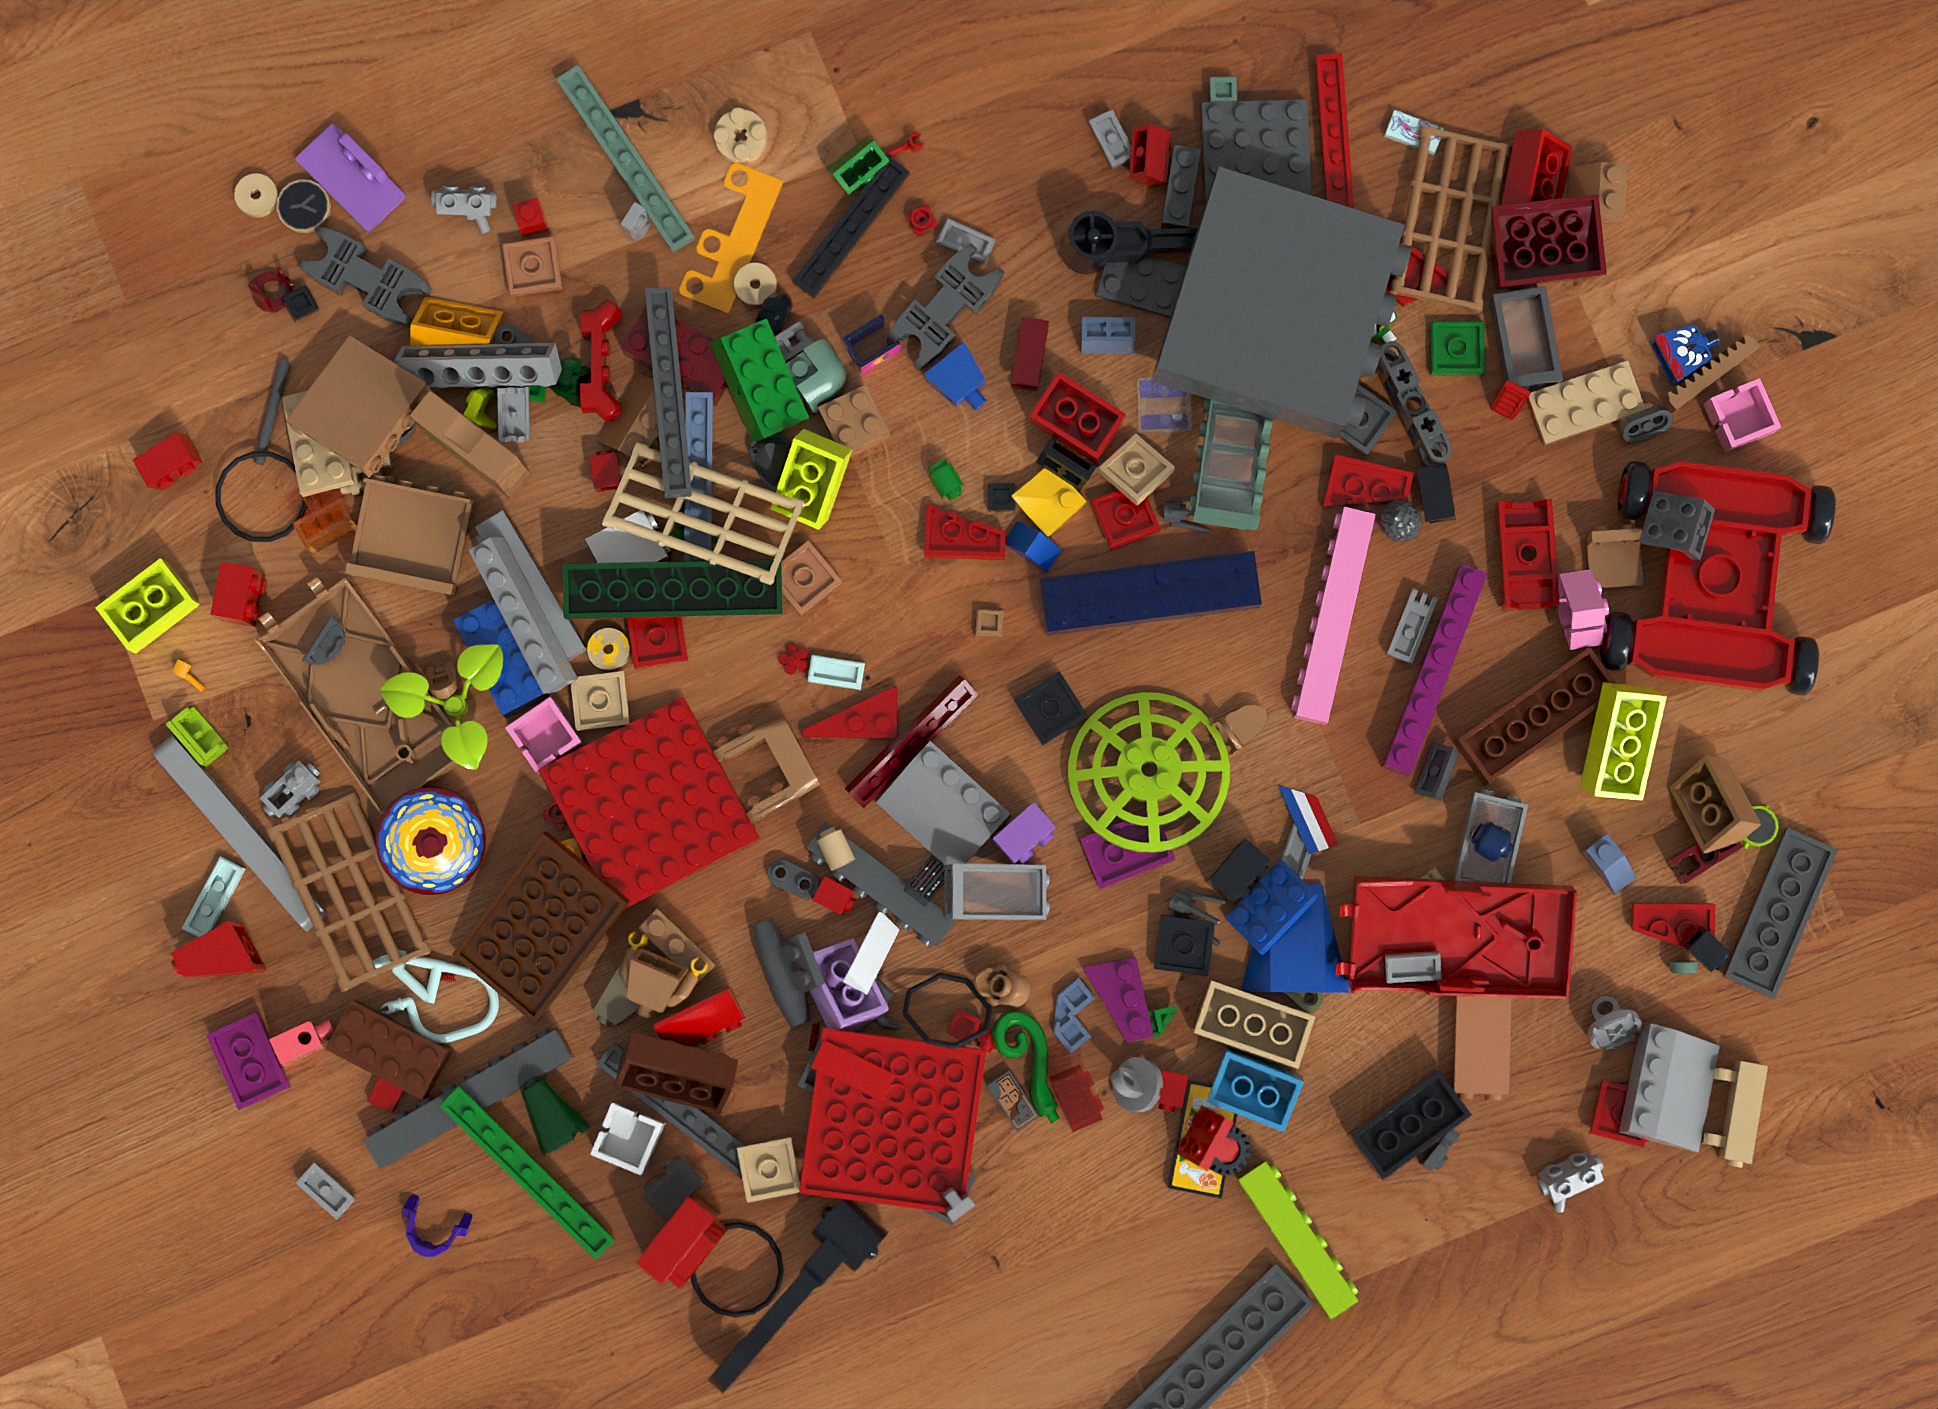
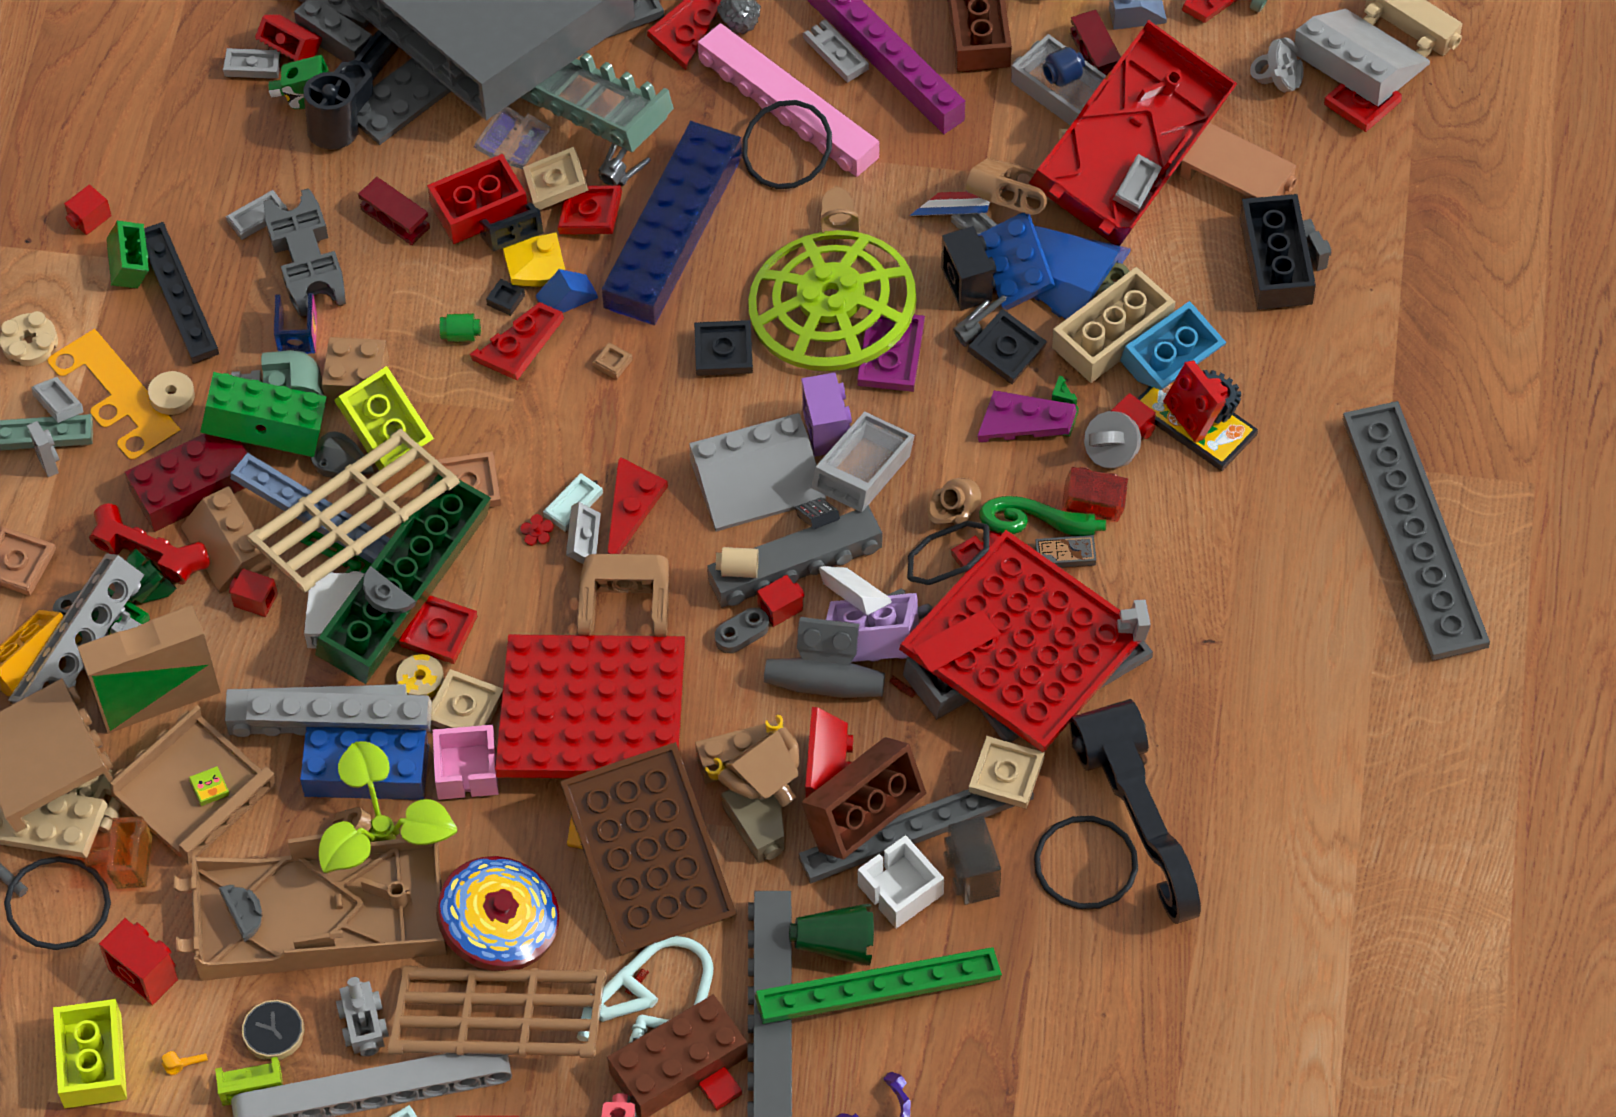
camera: 60 degrees left, 25 degrees down
(249, 726) = (273, 1030): none -> black tile
(417, 549) = (209, 786): none -> lime tile
(550, 813) = (545, 788): red plate -> none
(632, 590) = (384, 594): none -> dark grey plate
(668, 392) = (222, 482): dark grey plate -> none
(683, 1242) = (1033, 872): red container -> none
(693, 199) = (57, 399): none -> light grey tile
(776, 310) = (201, 382): black plate -> none
(806, 701) = (582, 532): none -> light grey plate
(885, 101) = (87, 210): none -> red brick
(907, 145) = (139, 212): red hand -> none
(911, 741) = (679, 469): dark red plate -> none
(921, 212) = (212, 230): red plate -> none
(958, 378) = (376, 274): blue torso -> none
(1066, 1025) = (1022, 477): sand blue tile -> none
(1108, 335) = (421, 145): sand blue hinge -> none
(1109, 196) = (294, 77): none -> green torso
(1297, 1239) = (1330, 387): lime brick -> none
(1315, 668) = (804, 180): none -> black piece
(1330, 842) = (994, 177): none -> medium nougat connector
(1436, 772) = (976, 90): dark grey plate -> none
(1545, 850) = (1094, 41): none -> dark red piece
(1570, 1177) = (1397, 160): light grey brick -> none

